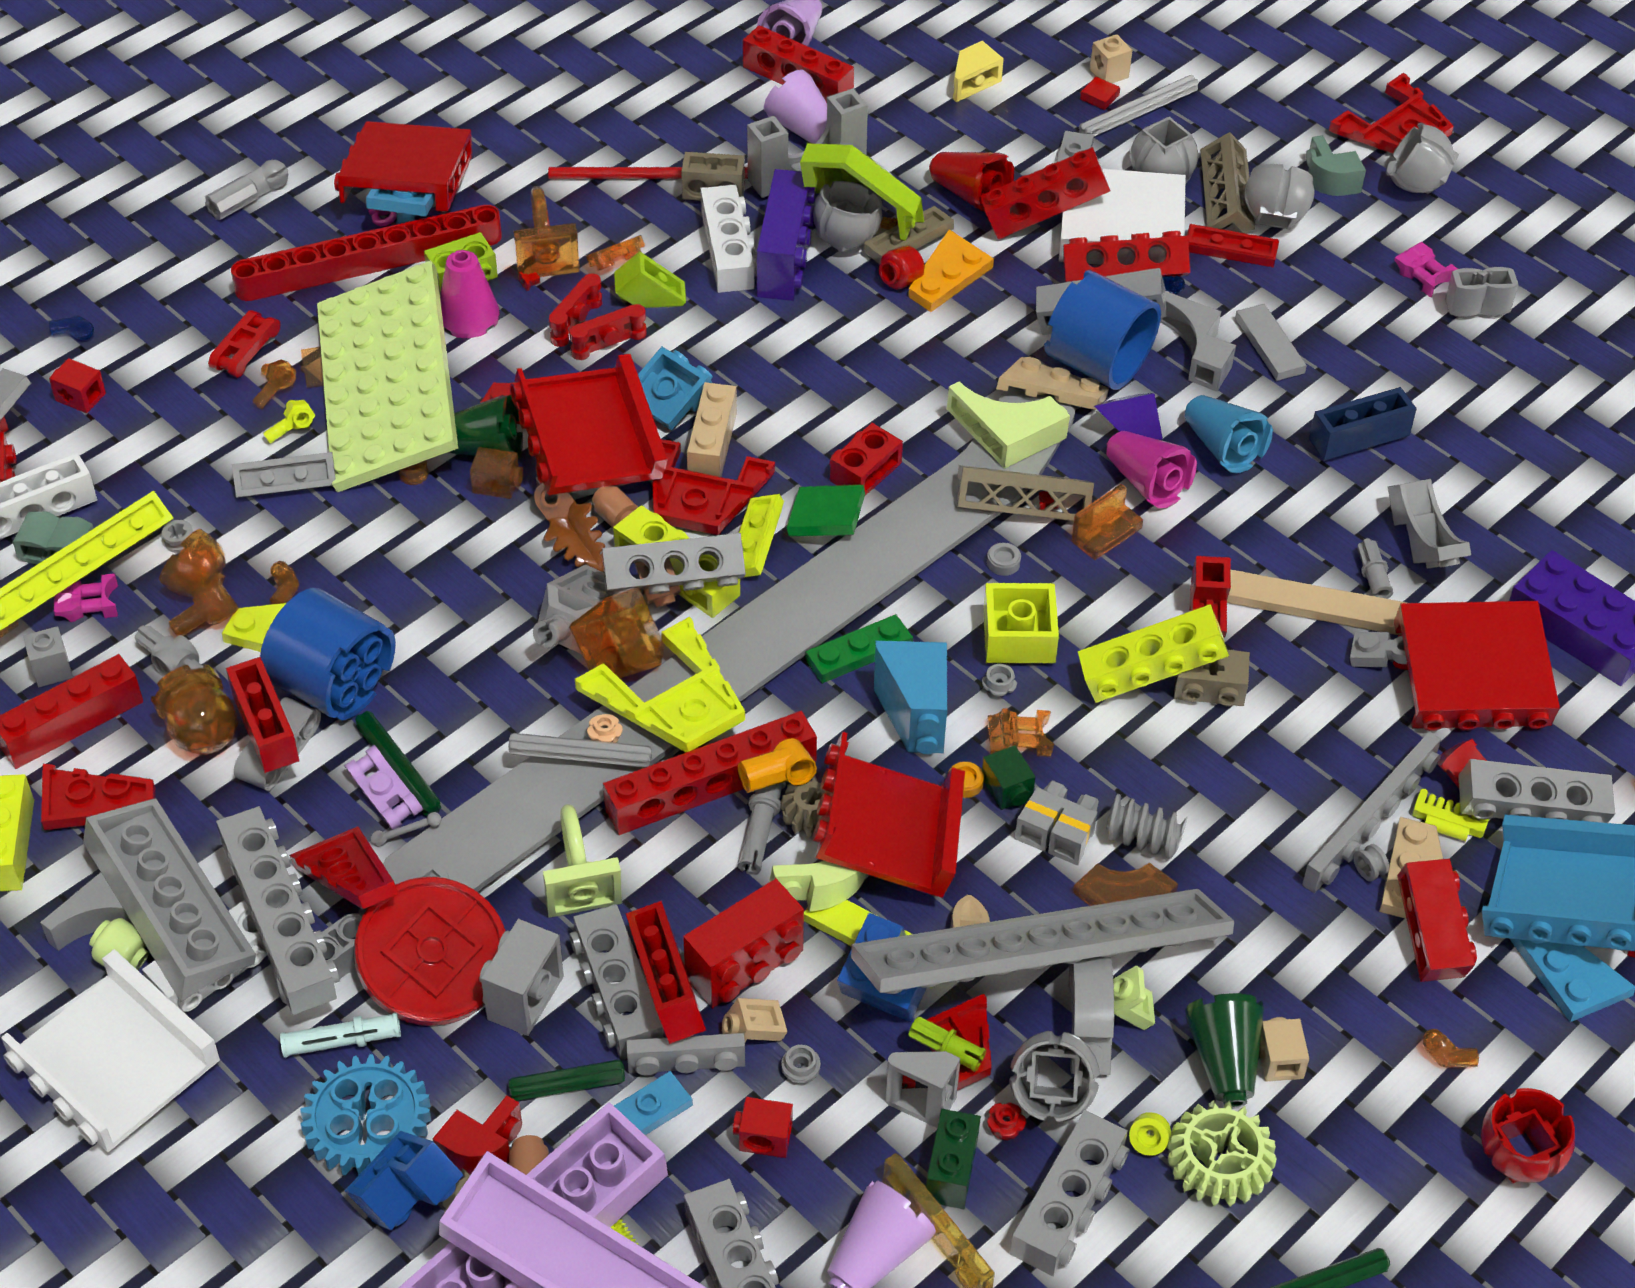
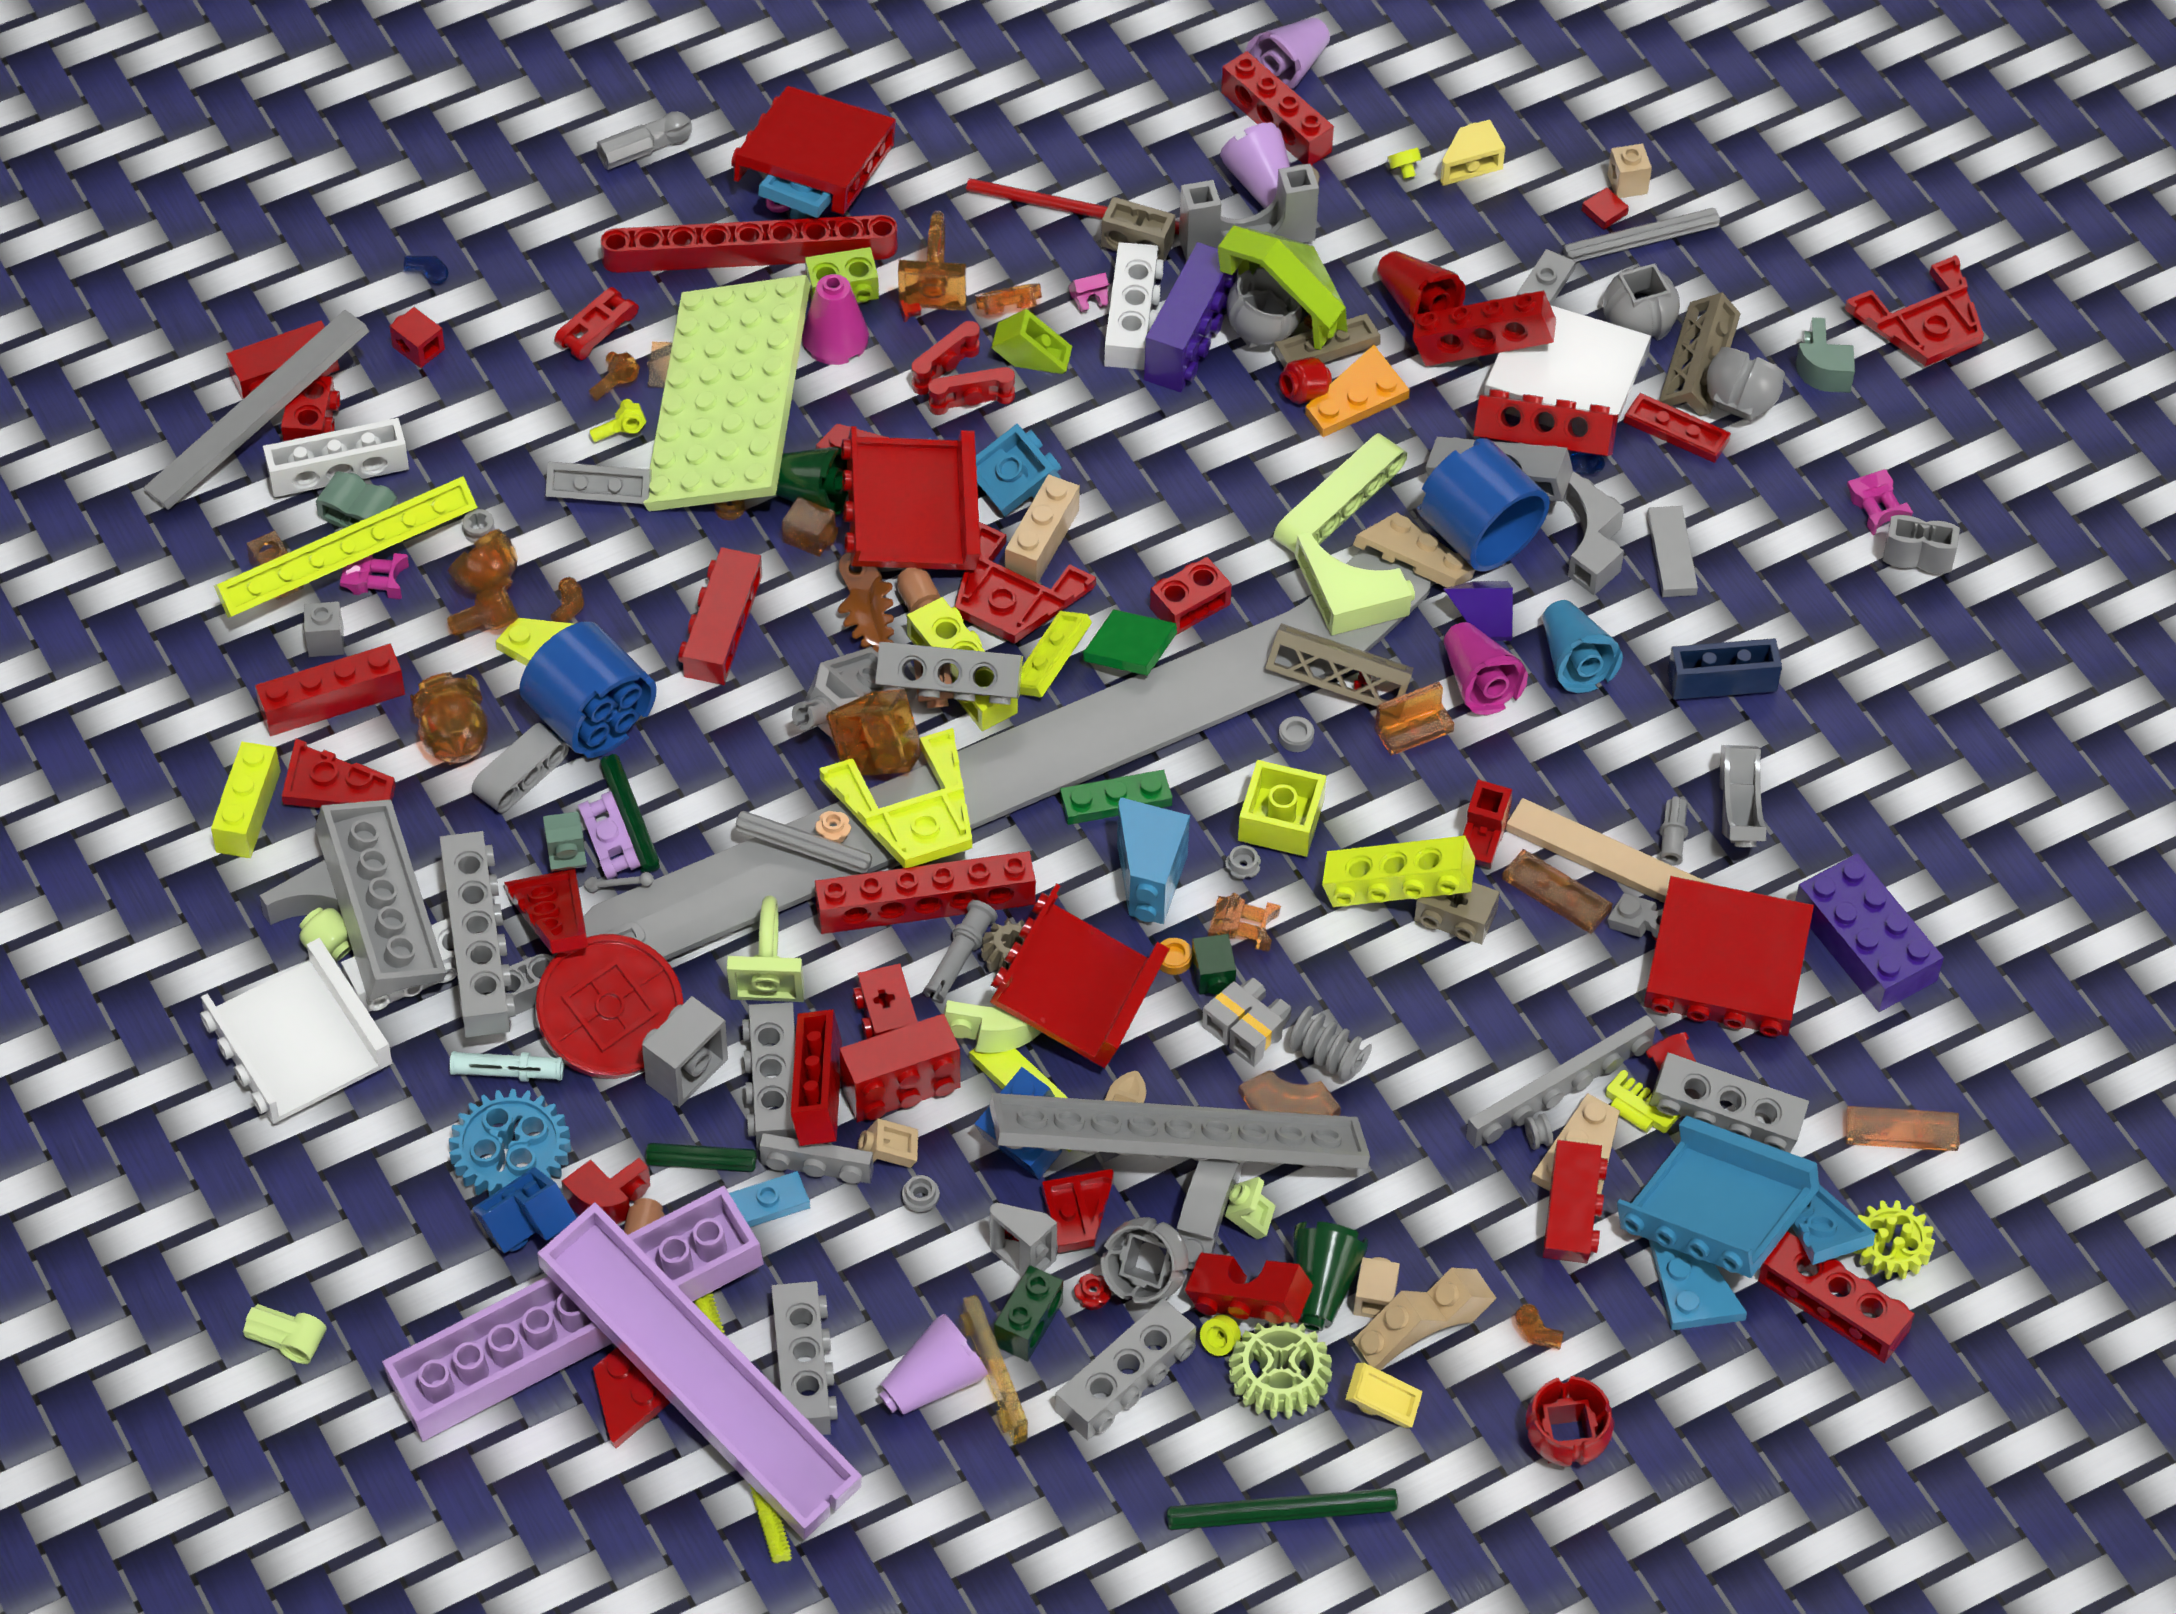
camera: 15 degrees right, 5 degrees up
(167, 651) = (439, 650): light grey axle -> none
(262, 714) = (509, 739): red brick -> none
(341, 801) = (564, 841): none -> sand green brick
(435, 566) = (721, 616): none -> brick
(686, 229) = (1087, 287): none -> dark pink tile
(704, 884) = (884, 1000): none -> red brick
(764, 1127) = (867, 1243): red brick -> none
(786, 763) = (996, 902): light orange piece -> none
(920, 86) = (1405, 161): none -> neon yellow tile
(943, 1040) = (1057, 1206): lime axle -> none
(968, 349) = (1342, 492): none -> yellowish green beam
(1196, 1081) = (1275, 1295): none -> red arch
(1293, 644) = (1557, 891): none -> clear orange tile
(1336, 1155) = (1383, 1395): none -> light yellow tile
(1338, 1065) = (1415, 1315): none -> tan arch
(1422, 160) = (1924, 373): light grey piece -> none

